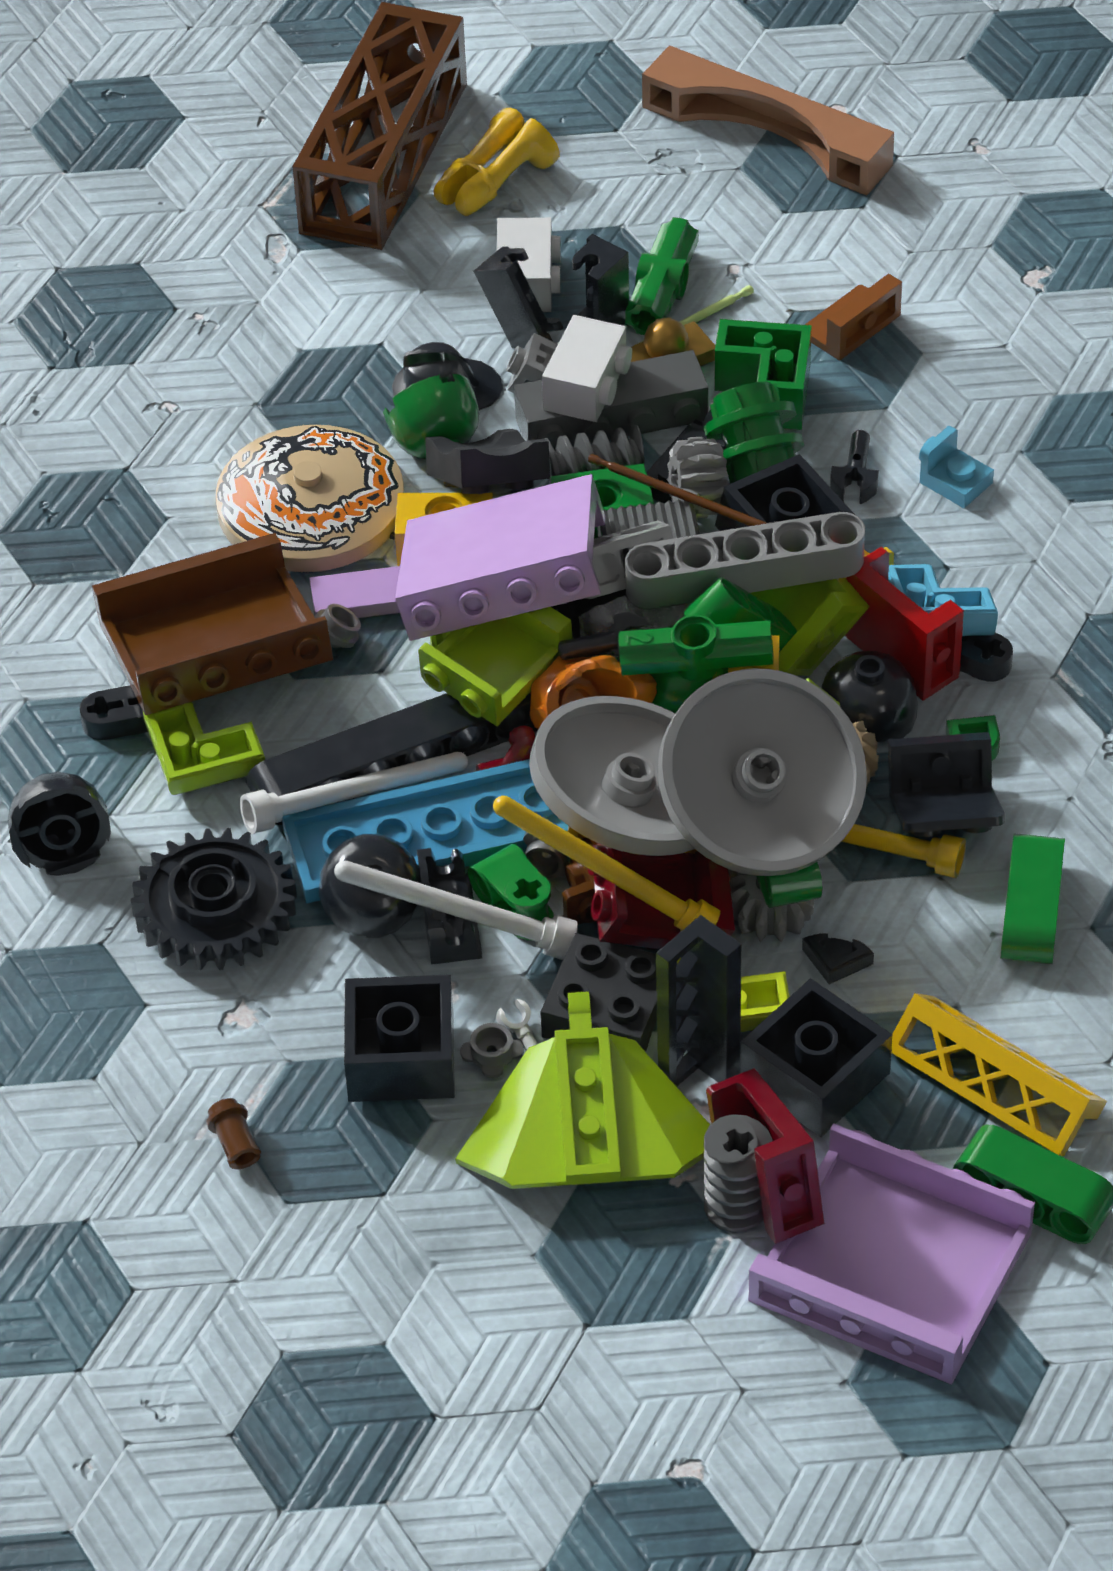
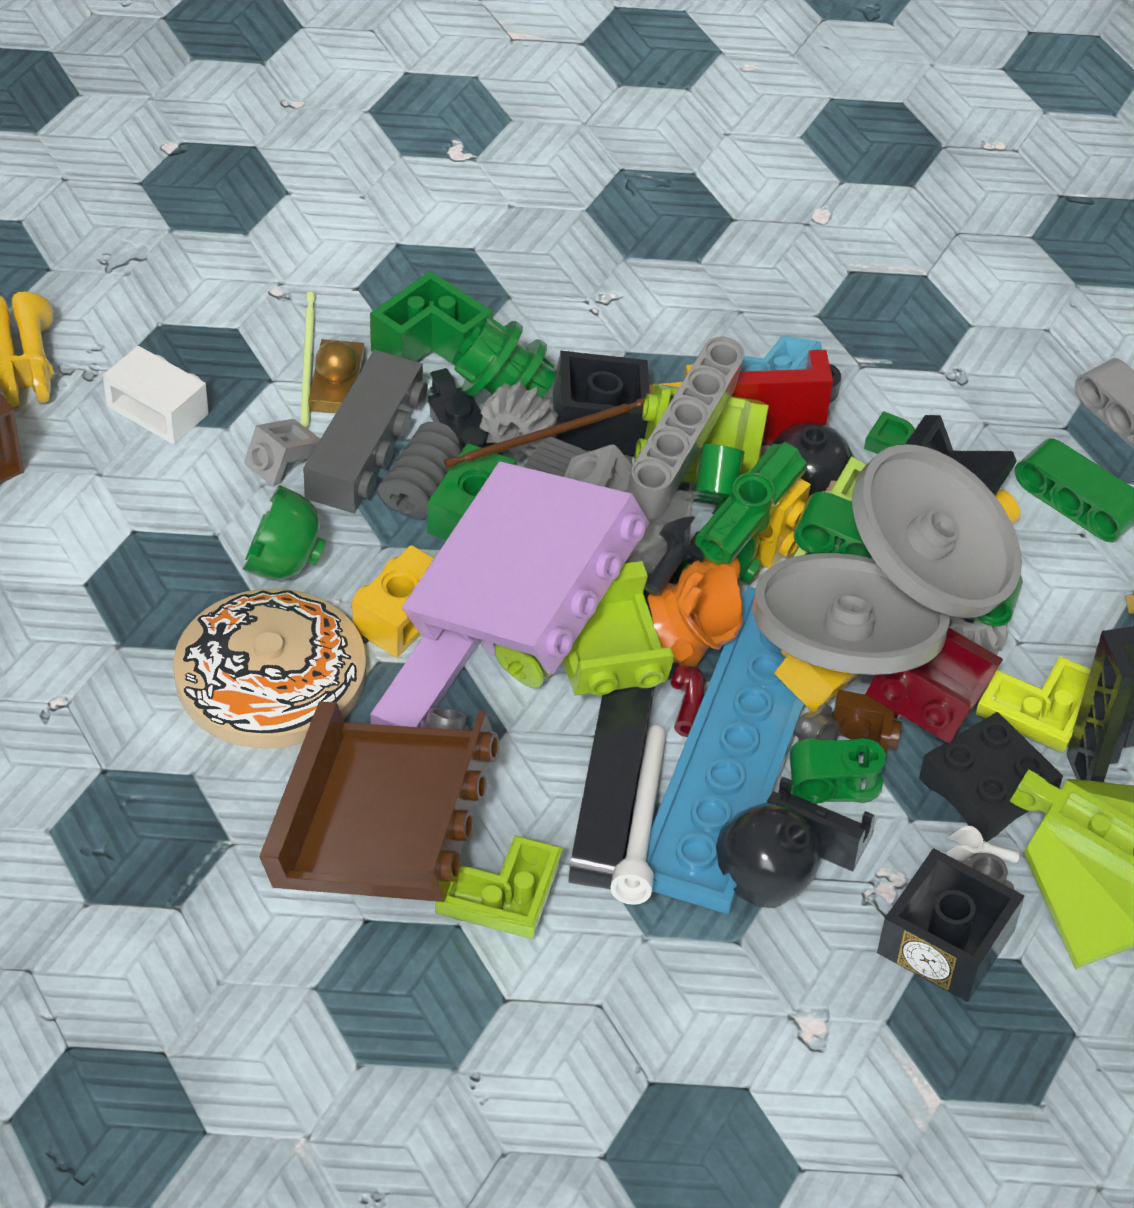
camera: 60 degrees left, 0 degrees up
(58, 823) = (511, 1029): black cylinder -> none
(123, 714) = (412, 925): black beam -> none
(214, 899) = (718, 992): black gear -> none
(228, 1121) = (952, 1096): reddish brown pin -> none
(444, 360) = (222, 516): black piece -> none
(490, 461) = (372, 528): black brick -> none
(513, 297) = (210, 411): black hinge -> none
(550, 934) = (902, 774): white piece -> none
(585, 368) = (348, 412): white brick -> none
(603, 865) = (988, 671): yellow piece -> none
(605, 280) = (249, 361): black hinge -> none
(662, 274) = (255, 328): green piece -> none
(697, 89) = (72, 197): nougat arch -> none
(836, 957) = (1041, 627): black tile -> none
(856, 470) = (557, 341): black bar -> none
(857, 317) = (406, 255): dark orange panel -> none
(951, 470) = (618, 298): medium azure bracket -> none

